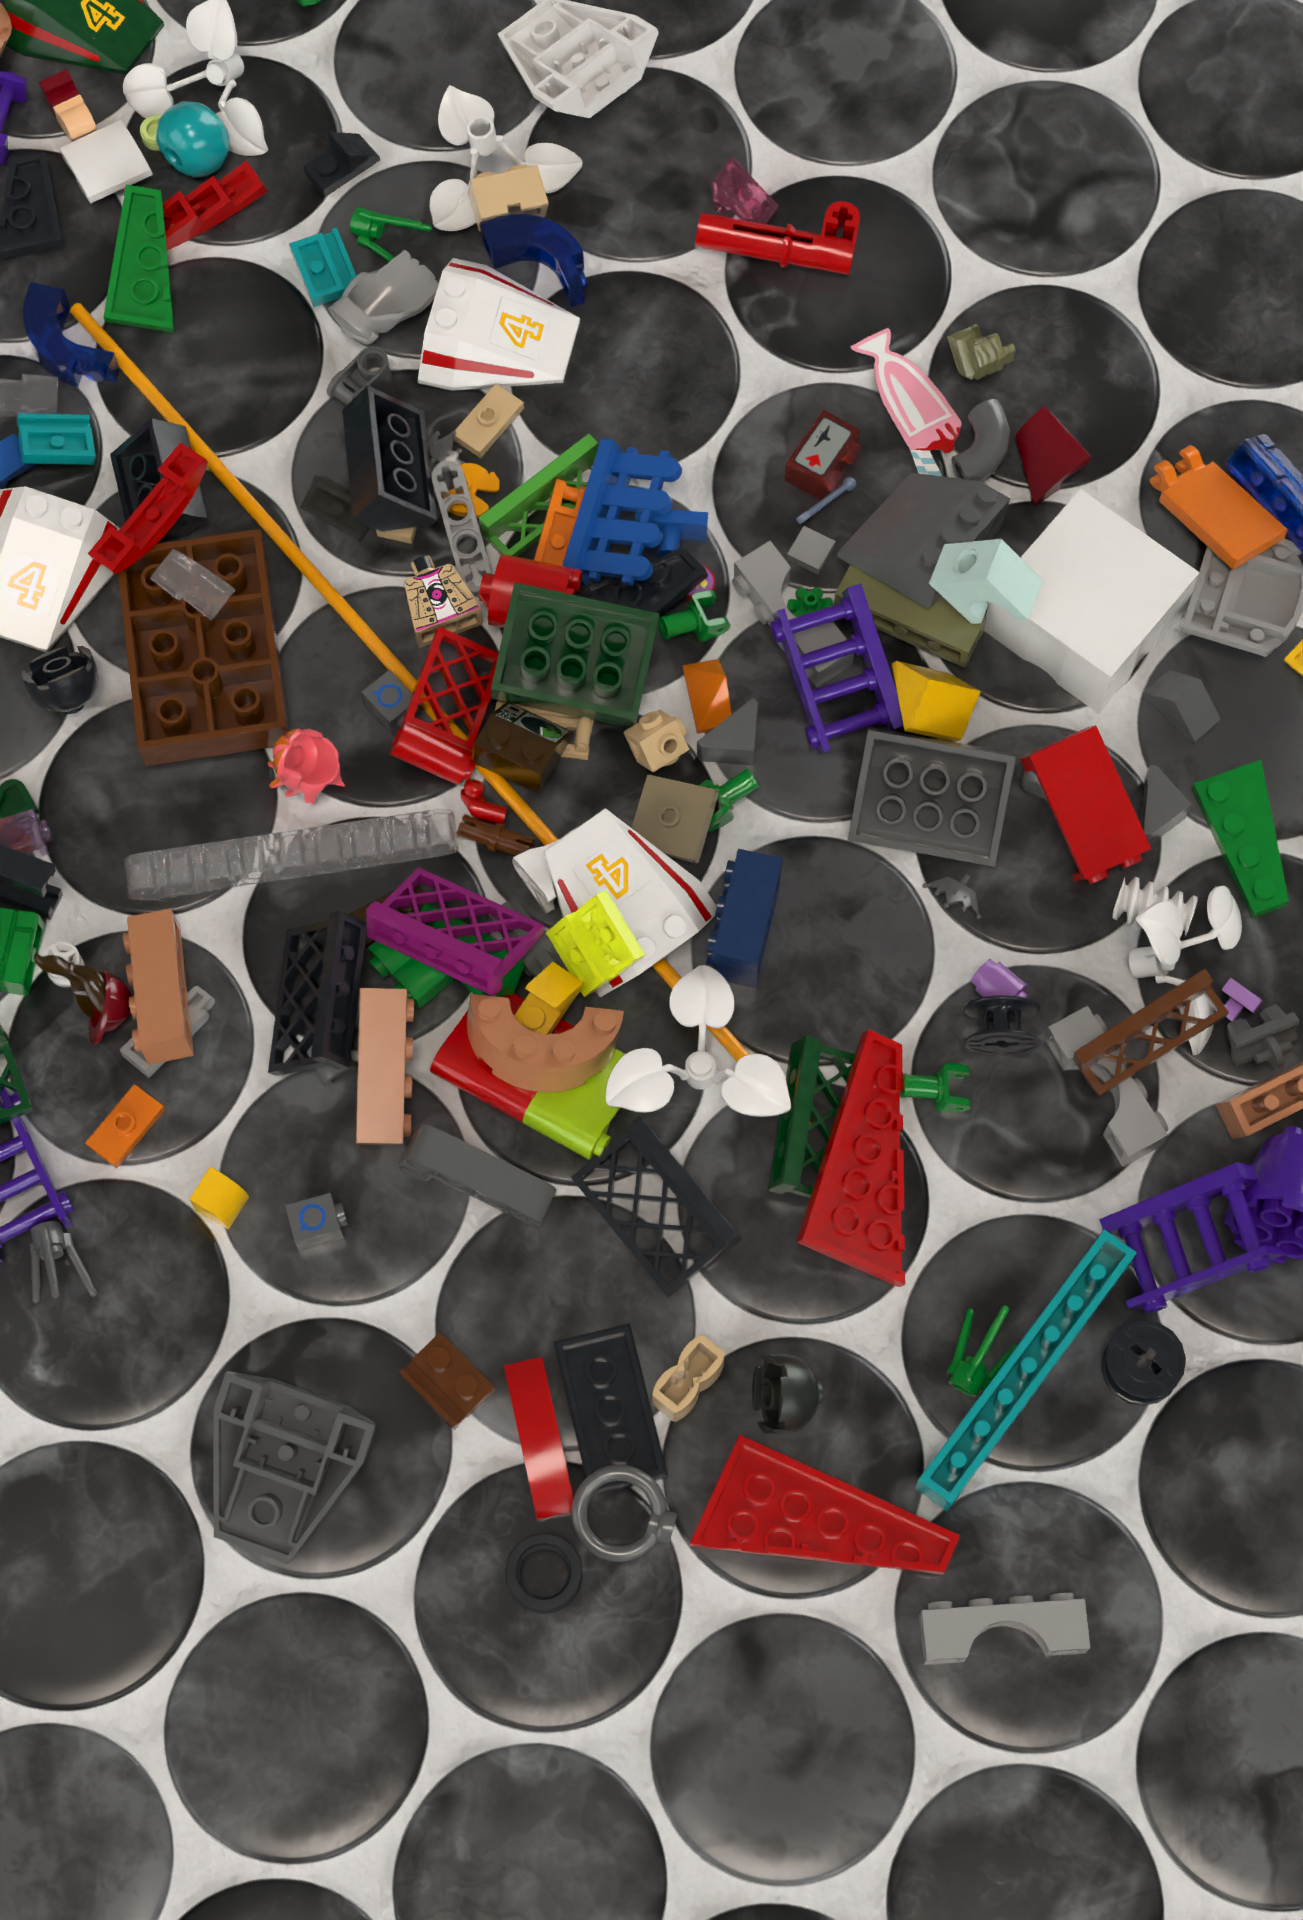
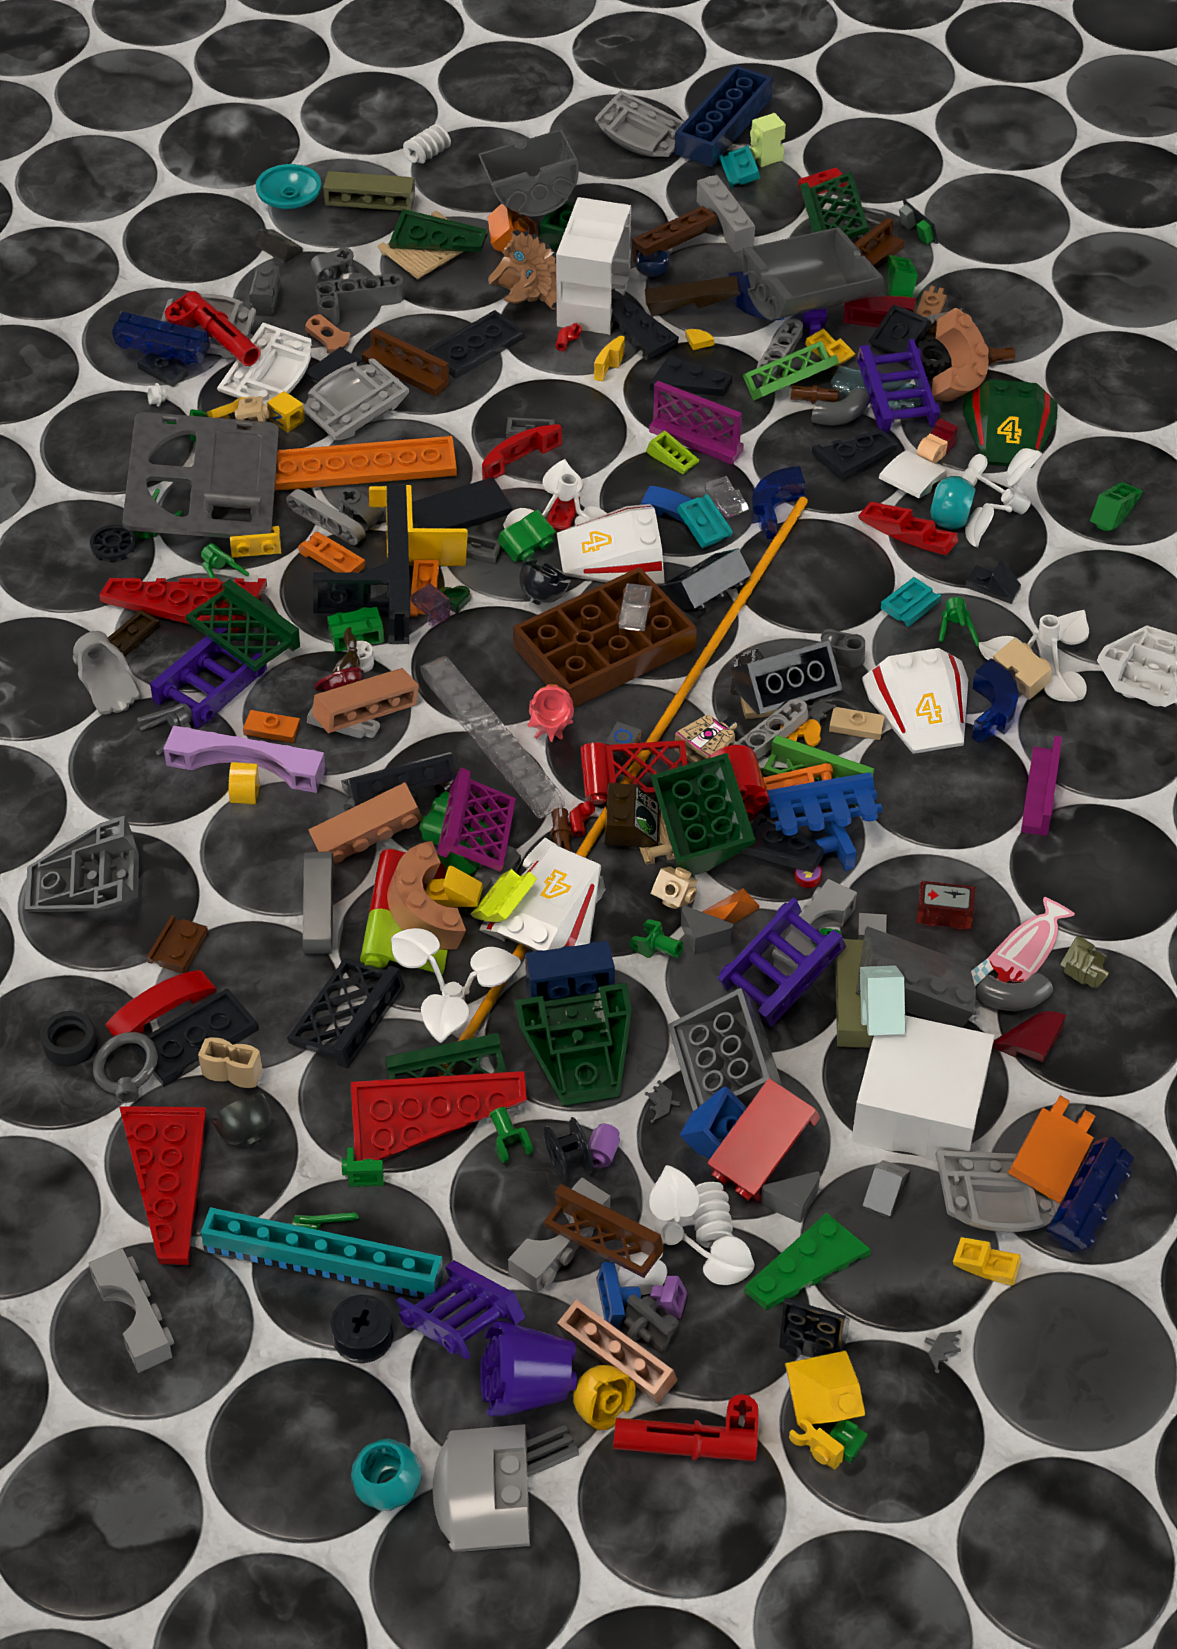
camera: 65 degrees right, 20 degrees down
(140, 271) = (847, 514): green wing -> none
(155, 515) = (640, 566): red slope -> none
(223, 1119) = (196, 748): none -> lavender arch
(316, 1221) = (250, 836): dark grey brick -> none
(384, 298) = (902, 631): light grey hair -> none
(675, 816) = (623, 916): dark tan plate -> none
(694, 619) = (778, 878): green piece -> none
(696, 269) = (1041, 789): none -> magenta fence
(738, 191) = (1112, 788): clear pink slope -> none
(786, 244) = (1107, 853): red piece -> none
(838, 946) = (579, 1041): none -> dark green wedge
(848, 485) = (936, 931): sand blue hinge -> none
(920, 1274) = (364, 1172): none -> green bracket
(933, 701) = (792, 1027): yellow slope -> none
(1032, 845) = (712, 1122): none -> blue slope
(1213, 1060) = (612, 1295): none -> blue tile

